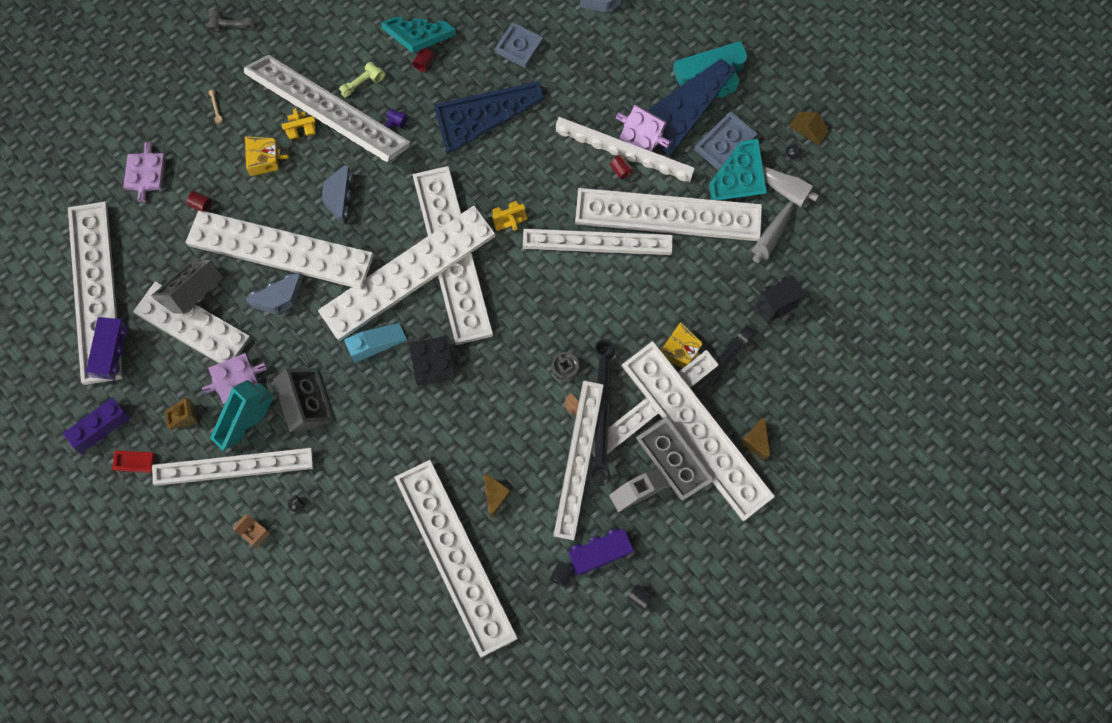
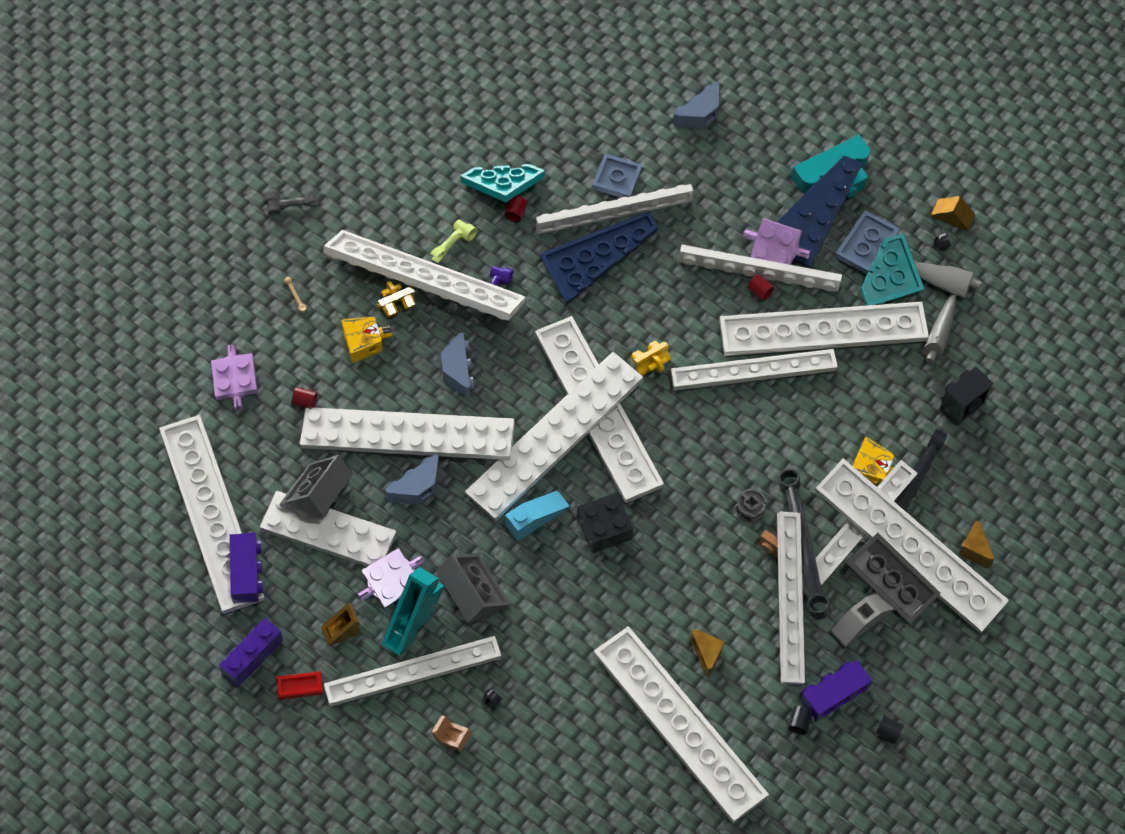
camera: 10 degrees left, 10 degrees down
(508, 74) = (614, 209): none -> white plate

